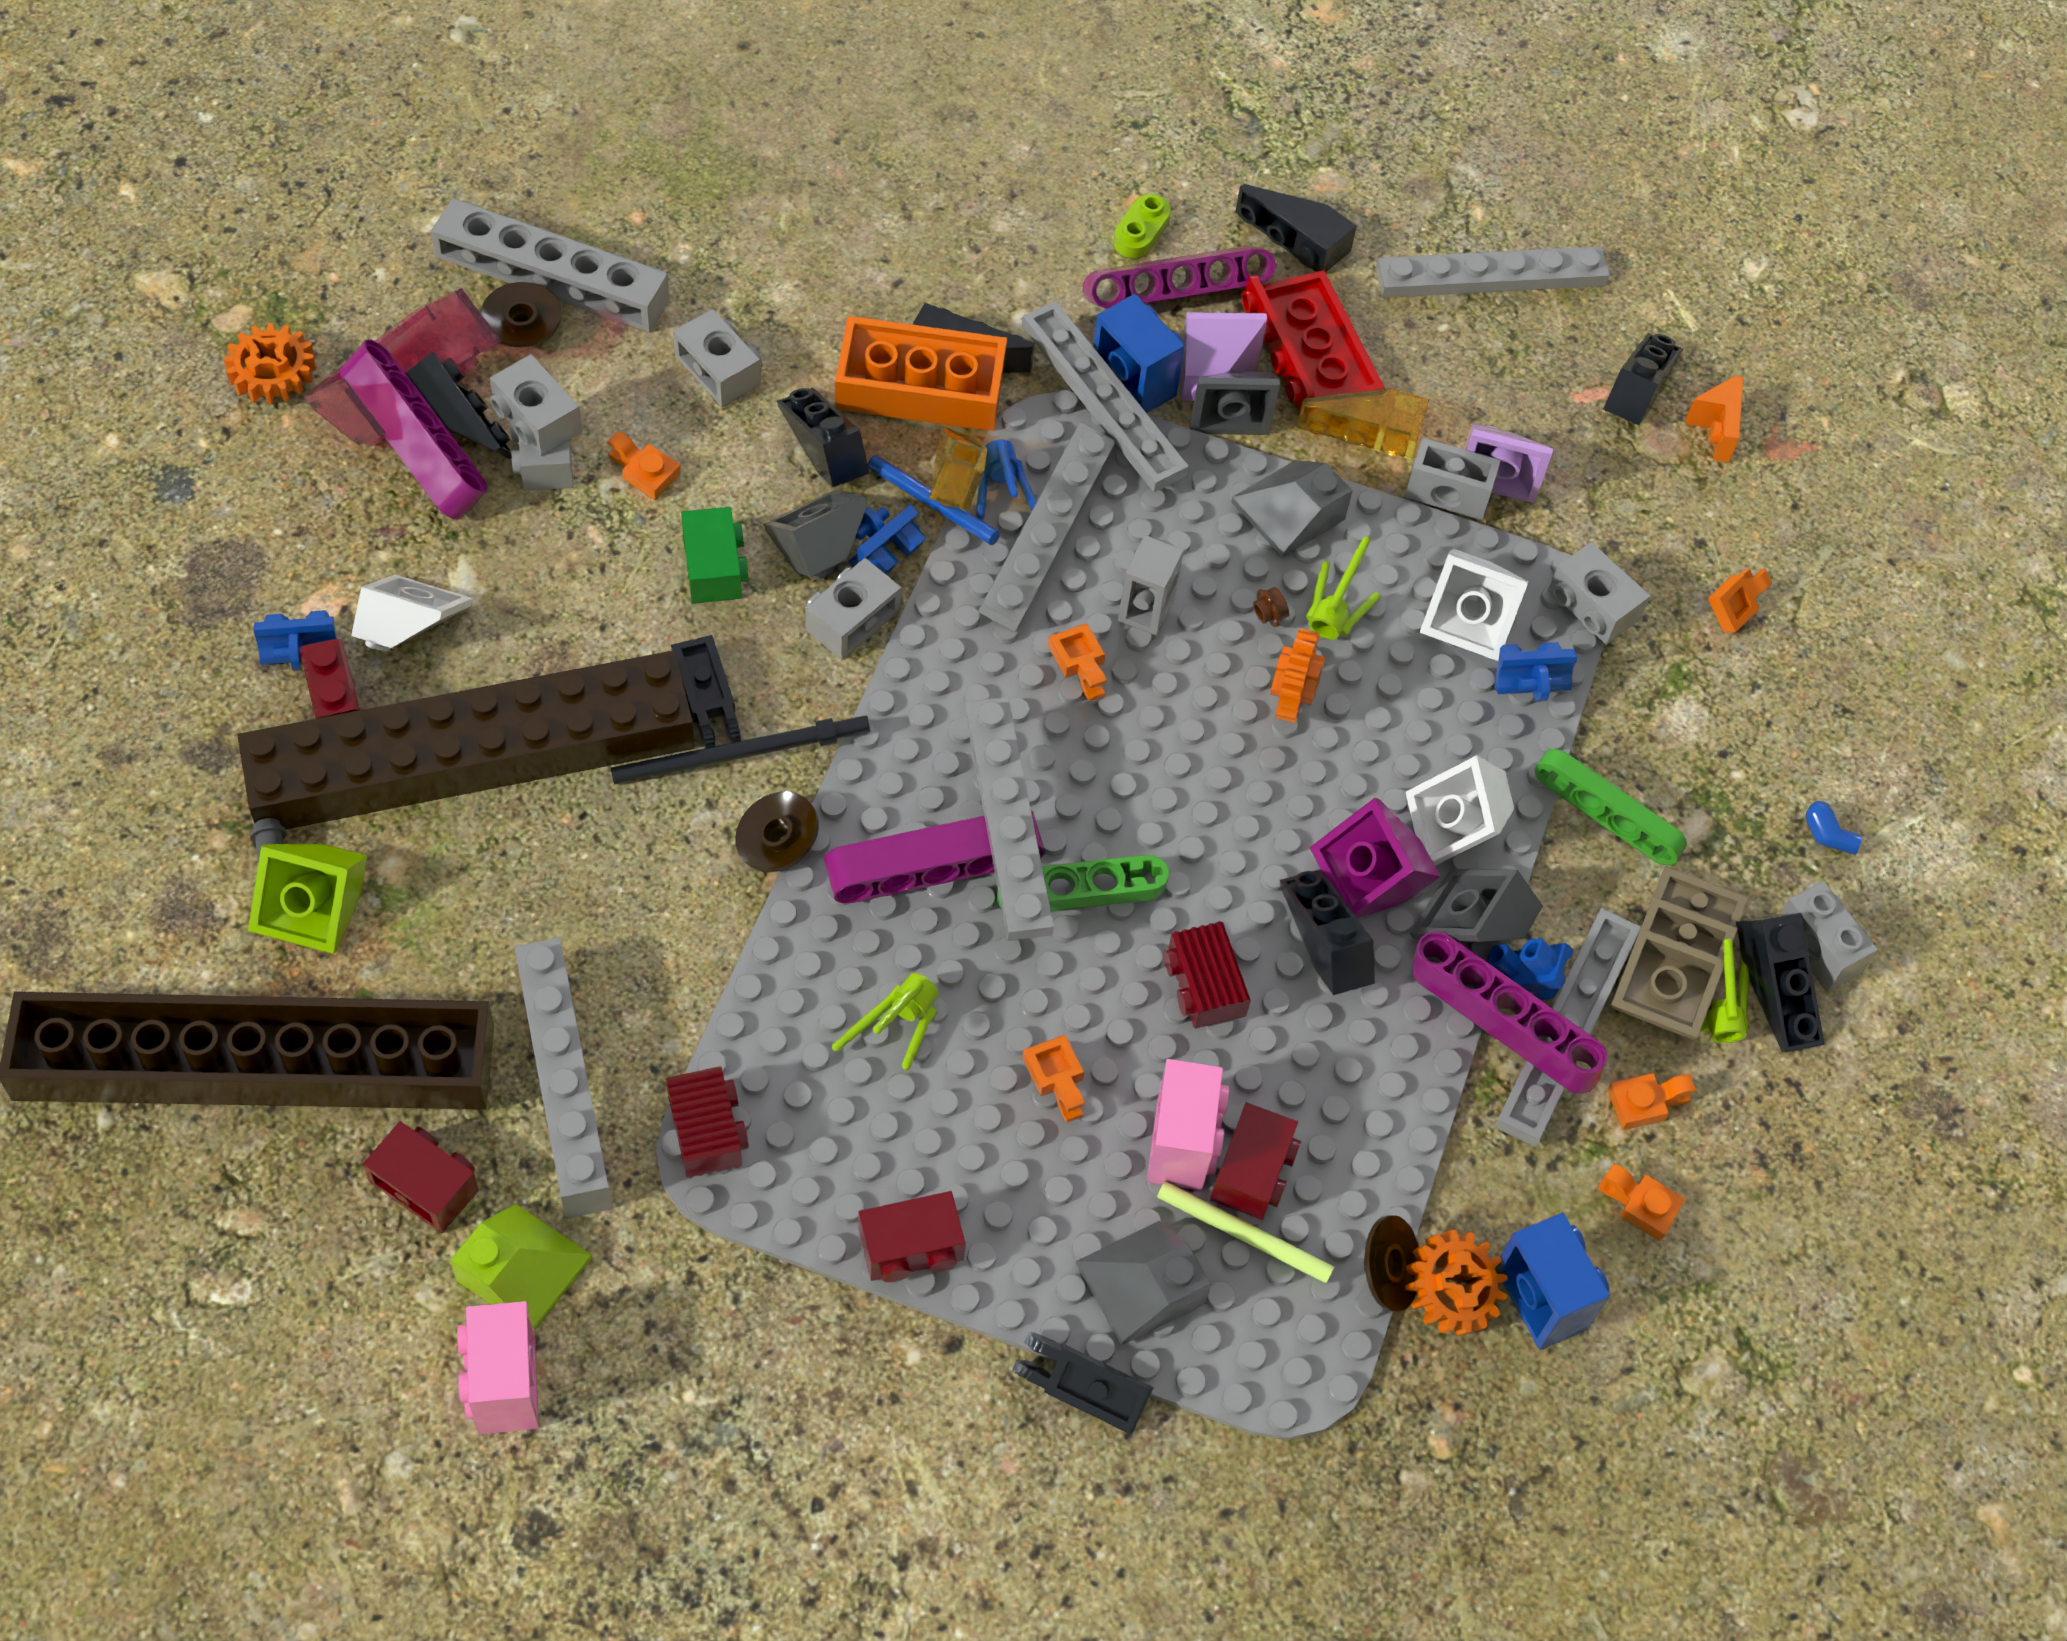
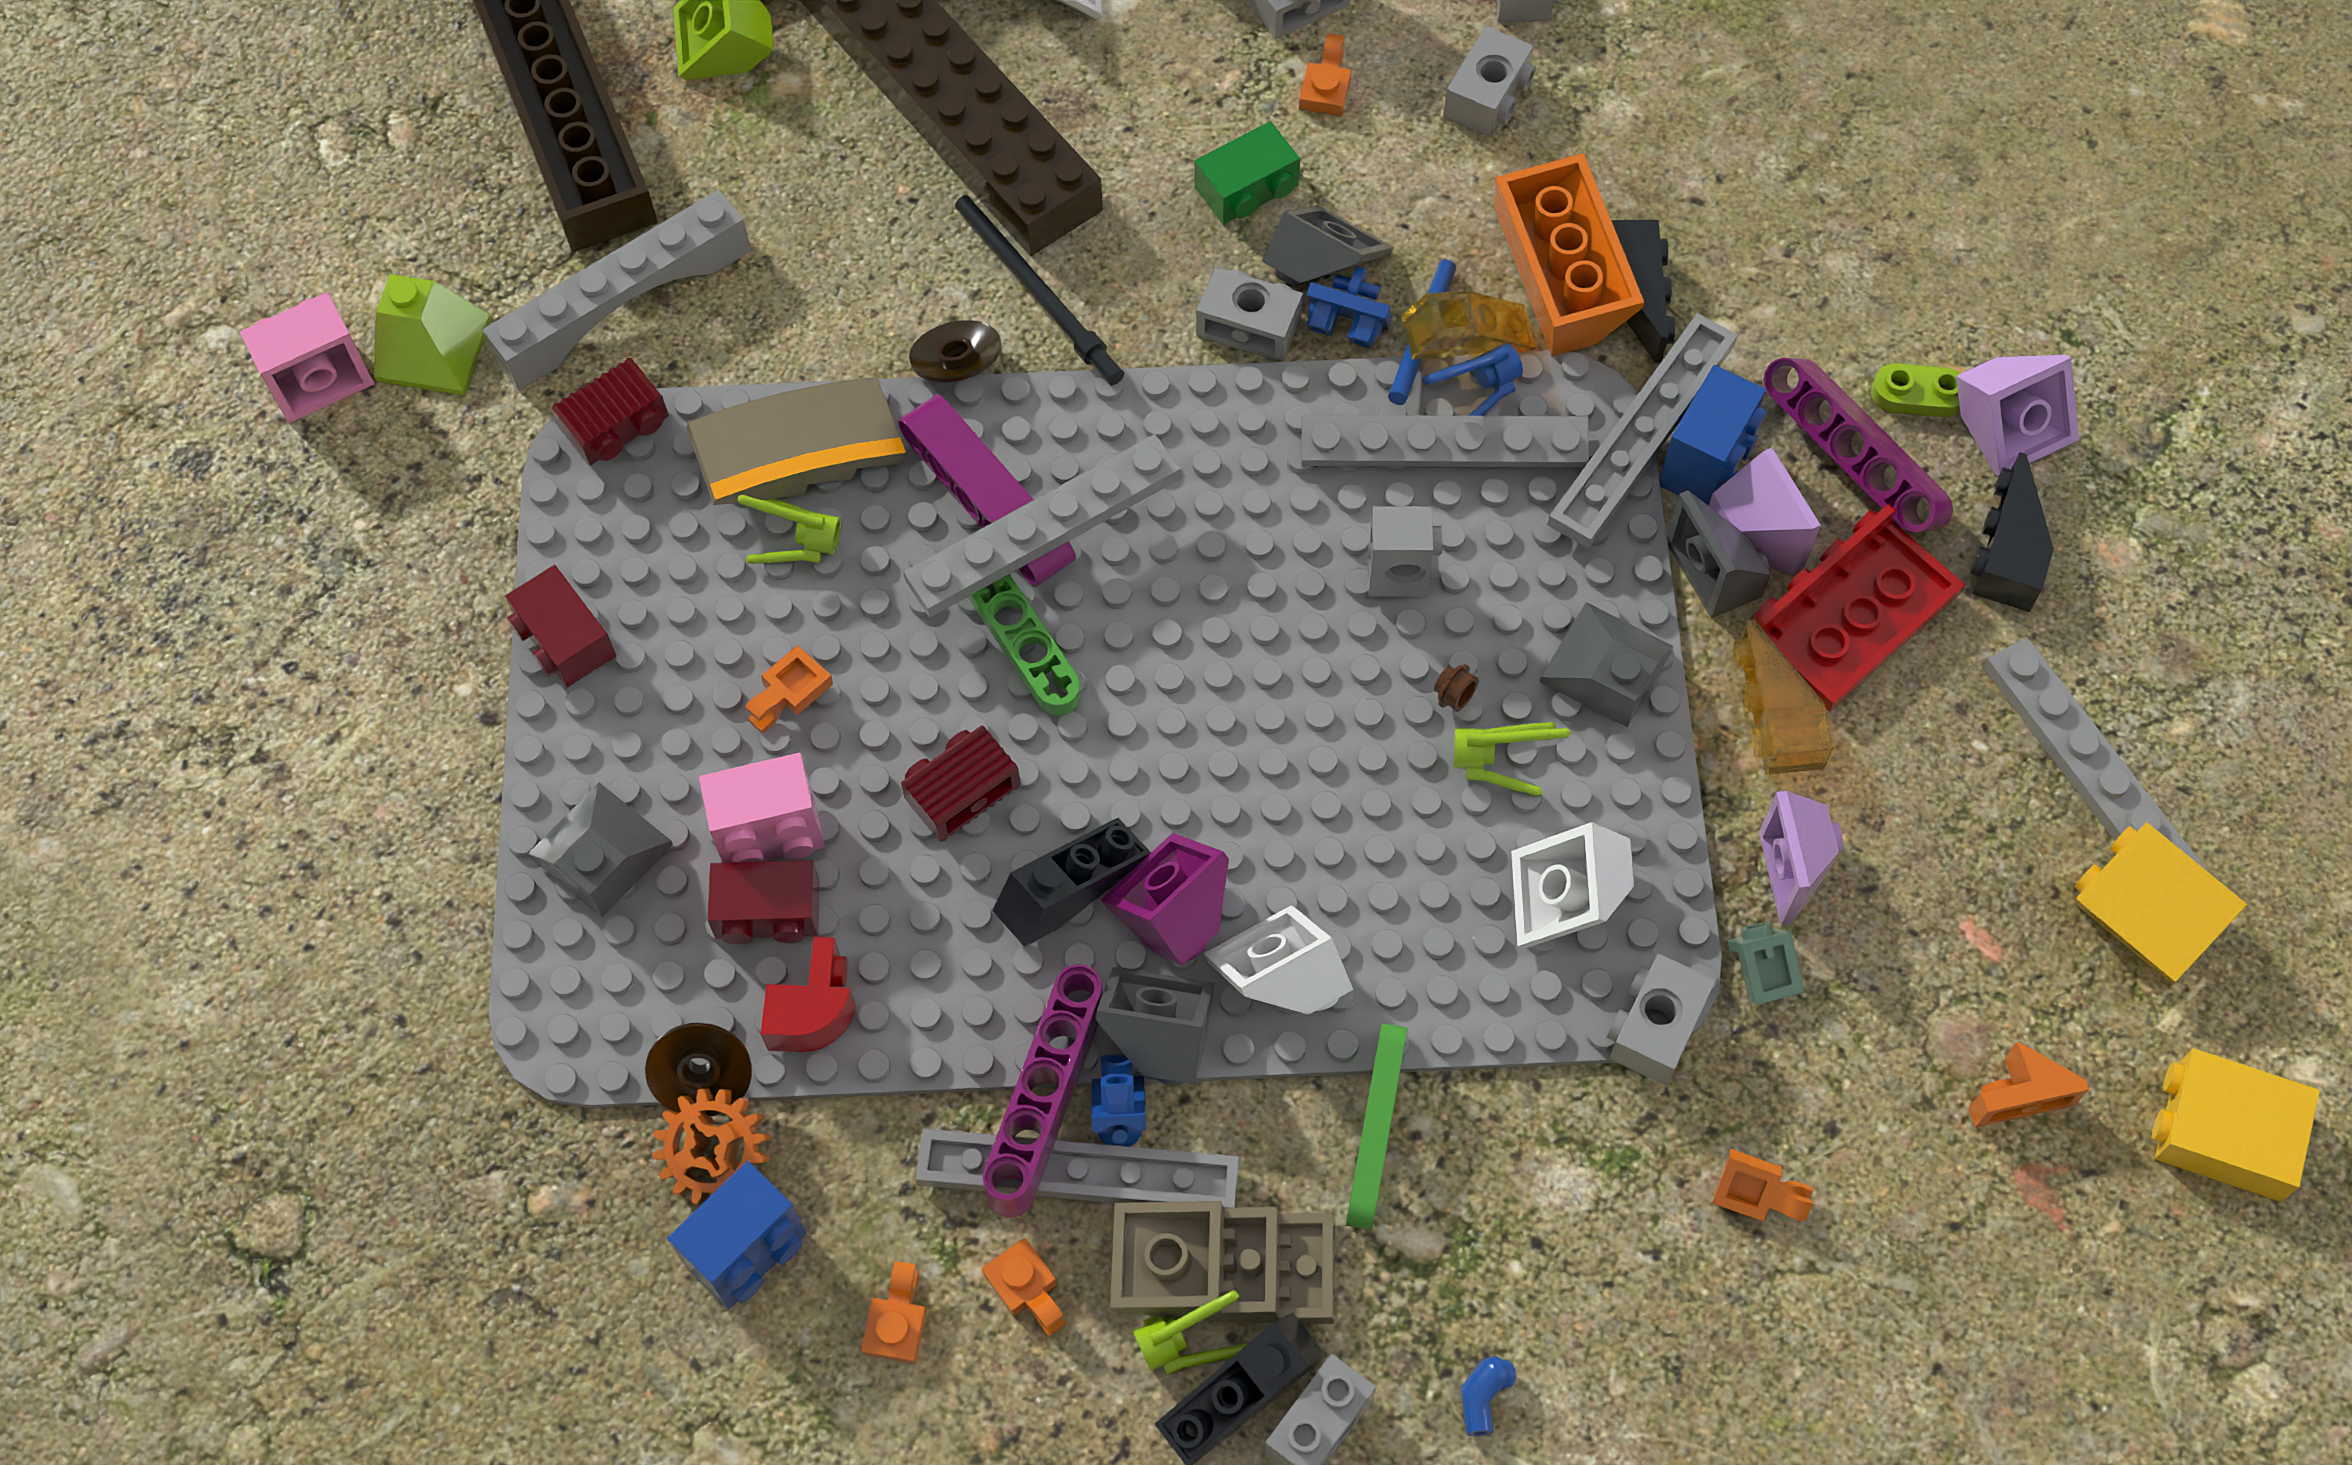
camera: 75 degrees right, 5 degrees up
(422, 1175) = (479, 229): dark red brick -> none
(706, 687) = (1092, 234): black hinge -> none
(813, 982) = (795, 440): none -> dark tan slope
(826, 436) = (1444, 209): black slope -> none
(1080, 654) = (1291, 526): orange plate -> none
(1086, 1383) = (476, 836): black hinge -> none
(1195, 173) = (2019, 407): none -> lavender slope
(1245, 1232) = (689, 927): yellowish green bar -> none
(1297, 675) = (1358, 731): orange gear -> none
(1373, 1153) = (814, 1014): none -> red brick
(1452, 478) = (1739, 812): light grey brick -> none
(1535, 671) = (1510, 984): blue hips -> none
(1569, 516) = (1767, 963): none -> sand green bracket
(1620, 278) = (2157, 901): none -> yellow brick
(1643, 378) = (2032, 981): black slope -> none
(1786, 317) = (2235, 1124): none -> yellow brick

